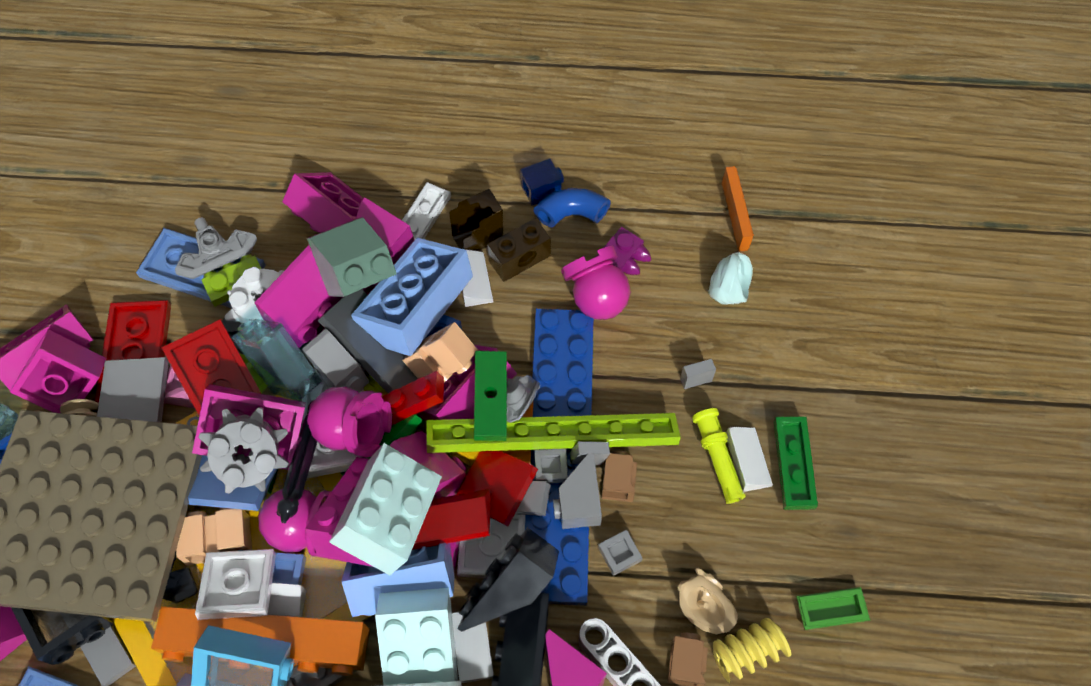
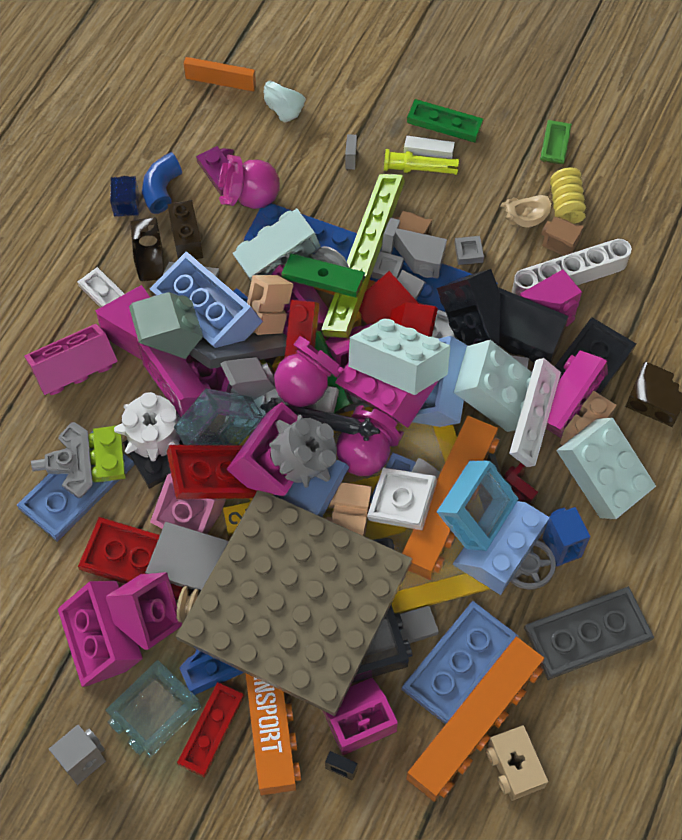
camera: 70 degrees left, 0 degrees up
(528, 345) = (276, 243): none -> light aqua brick

